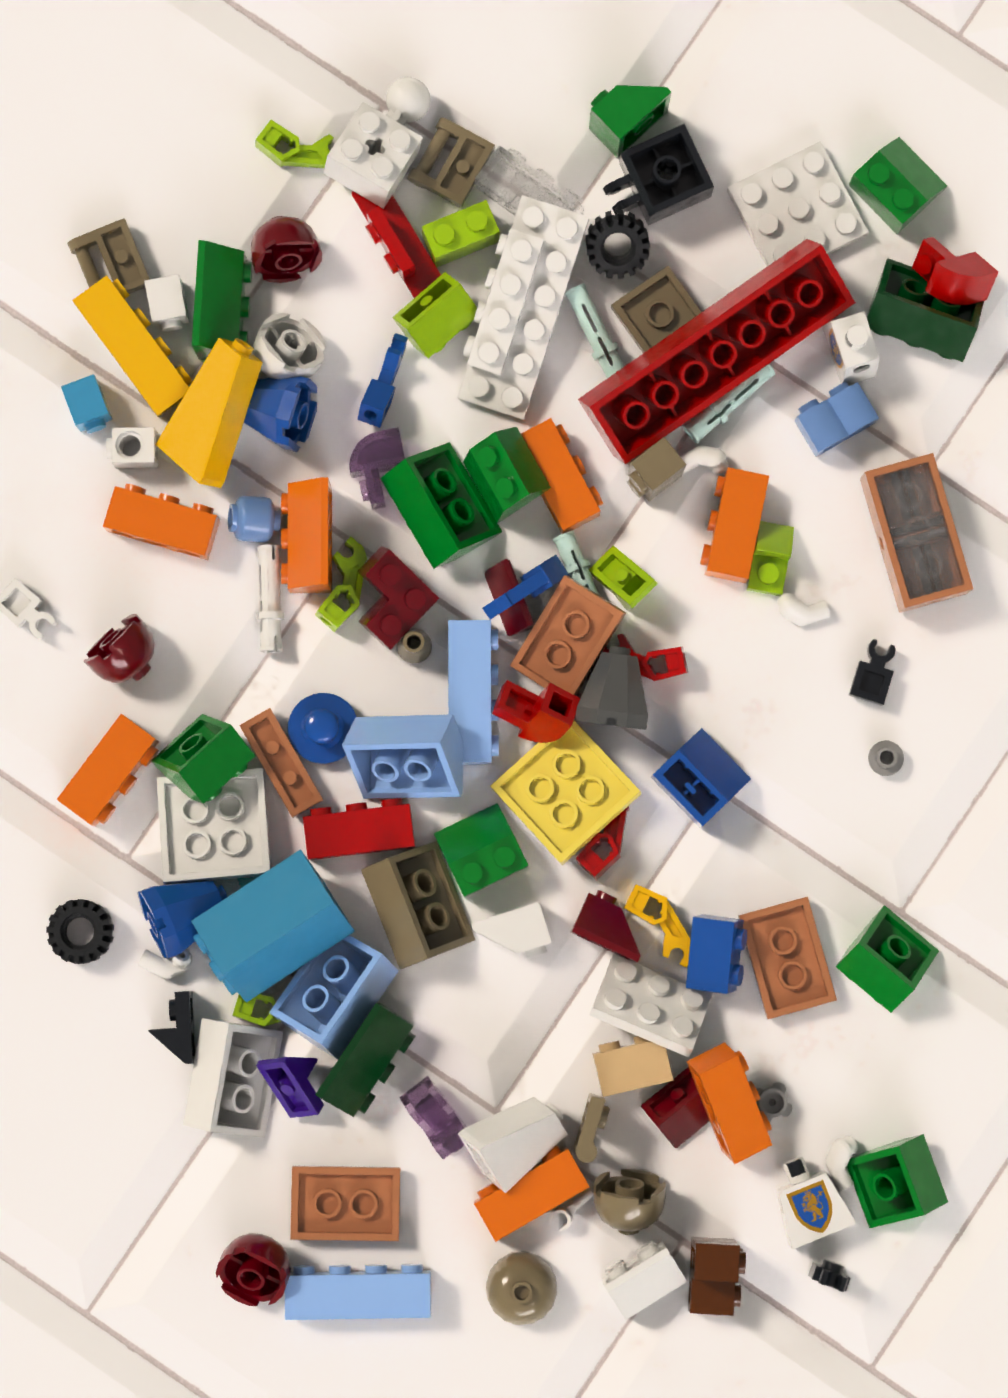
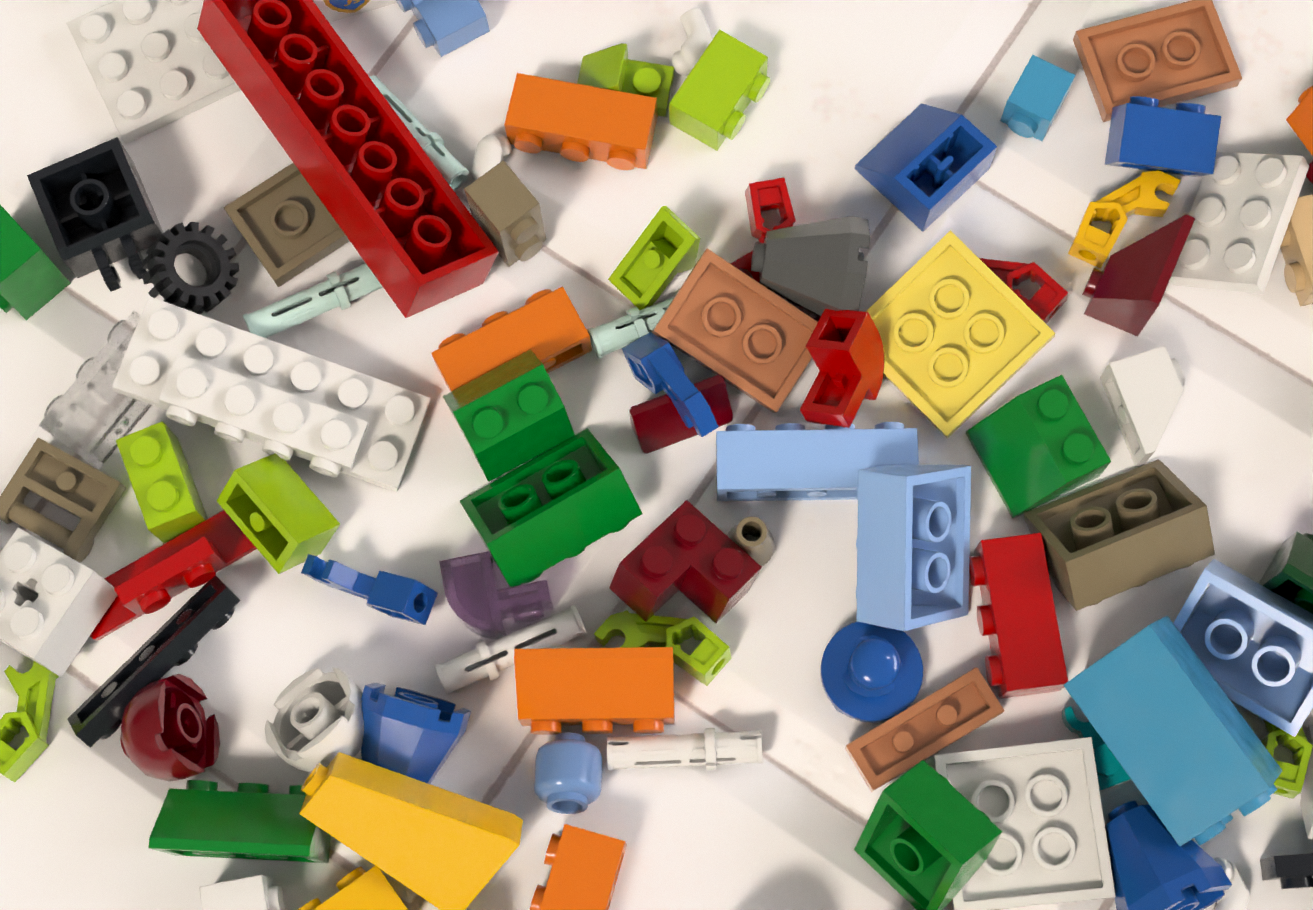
camera: 85 degrees left, 10 degrees down
(334, 465) = (453, 673): none -> white pin
(335, 235) = (169, 646): none -> black plate
(752, 864) = (1037, 98): none -> dark azure brick
(760, 628) = (719, 91): none -> lime brick

